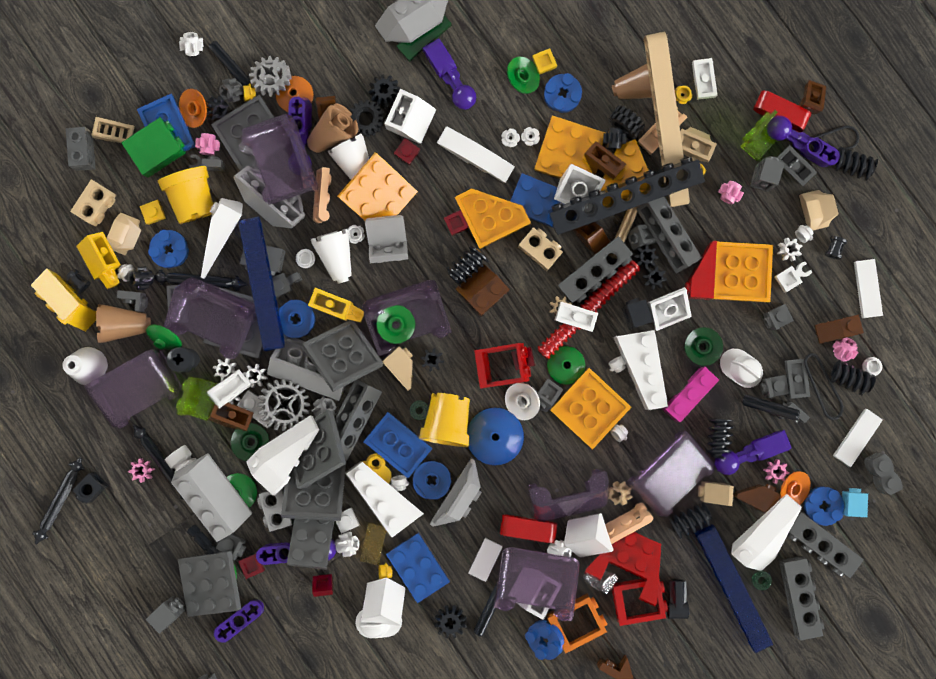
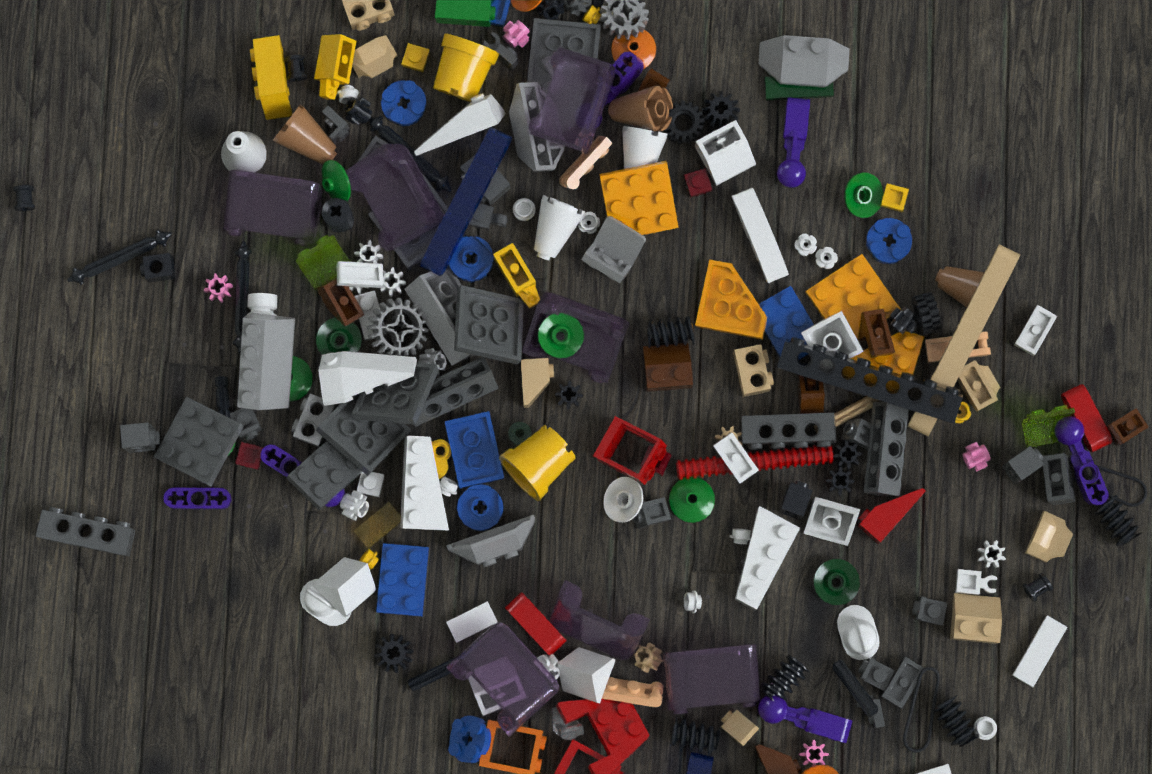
camera: 40 degrees right, 5 degrees down
(322, 585) = (301, 525): dark red plate -> none
(456, 222) = (692, 285): dark red plate -> none
(484, 426) = (576, 530): blue dish -> none
(590, 408) = (682, 557): light orange plate -> none
(687, 94) = (1003, 323): yellow plate -> none
(697, 387) = (788, 616): dark pink arch -> none
(743, 272) = (928, 540): light orange plate -> none
(804, 233) = (1017, 550): white plate -> none
(812, 299) = (976, 618): none -> tan slope
(839, 329) = (979, 666): reddish brown slope -> none
(845, 349) = (970, 690): bright pink gear -> none

